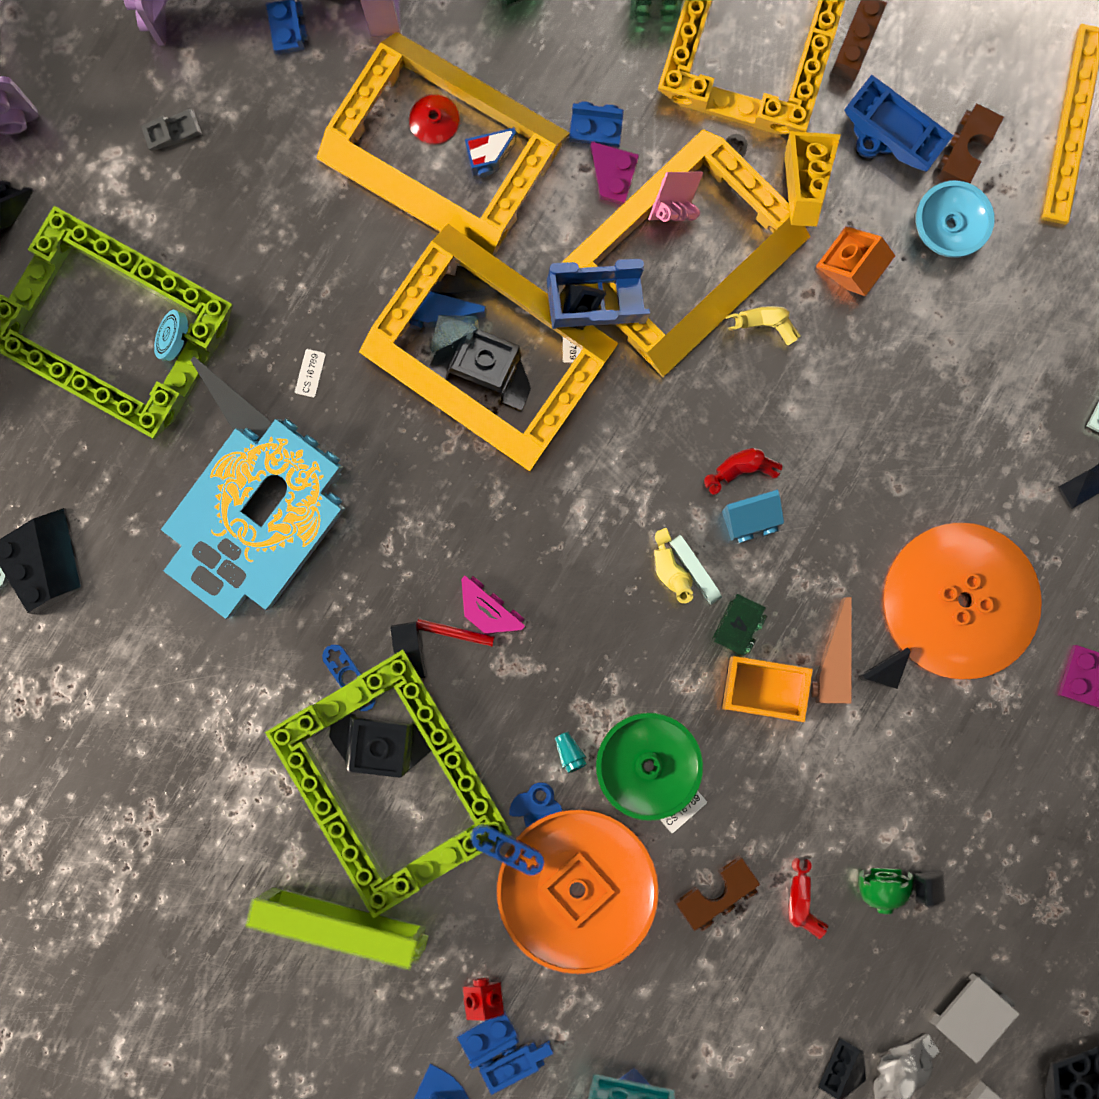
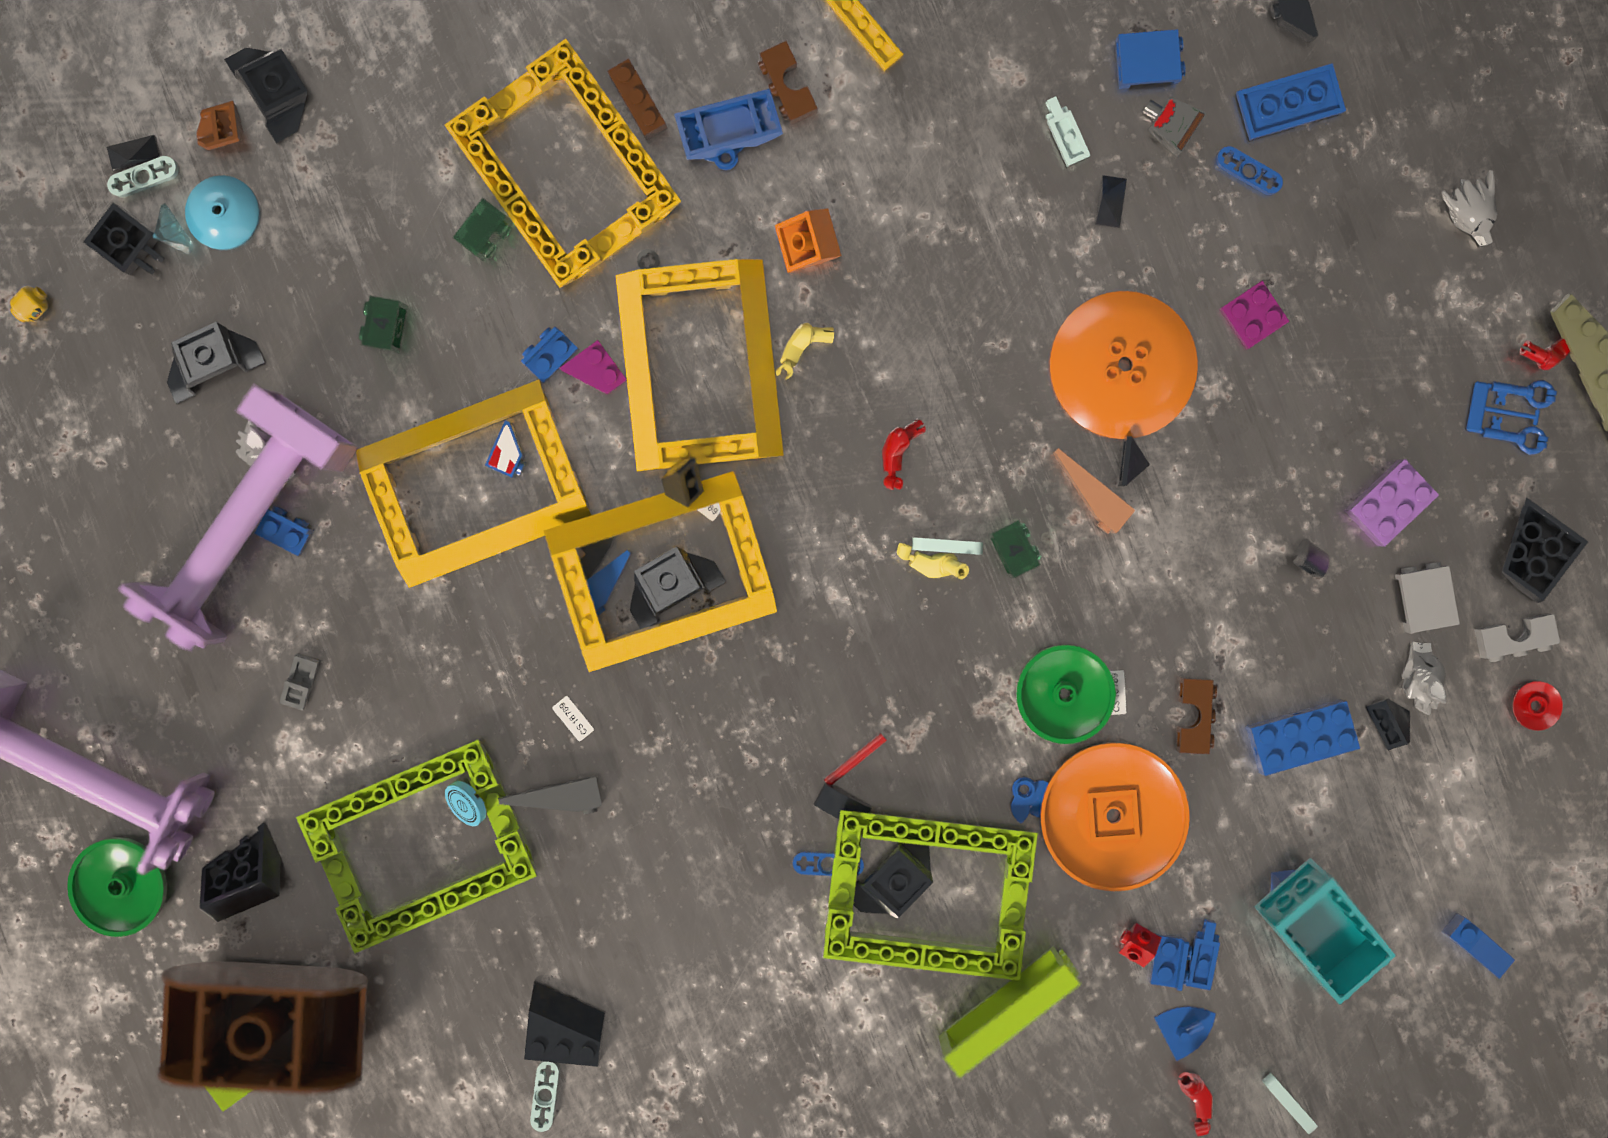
camera: 55 degrees left, 5 degrees up
(228, 553) = (665, 885): medium azure panel -> none
(434, 130) = (459, 475): red dish -> none
(451, 328) = (626, 588): clear light blue slope -> none
(486, 848) = (1033, 860): blue beam -> none
(487, 611) = (858, 724): dark pink slope -> none
(570, 753) = (1010, 744): teal cone -> none
(628, 286) = (704, 436): blue piece -> none
(676, 197) = (657, 342): bright pink hinge -> none
(753, 516) = (942, 472): dark azure slope -> none
(767, 689) = (1077, 563): light orange piece -> none
(772, 1002) = (1303, 737): none -> blue brick
(799, 901) = (1247, 660): red arm -> none
(808, 171) = (714, 224): yellow wedge -> none
(885, 889) = (1286, 590): green cylinder -> none
(963, 206) = (838, 124): medium azure dish -> none
(1031, 920) = (1391, 502): none -> medium lavender brick

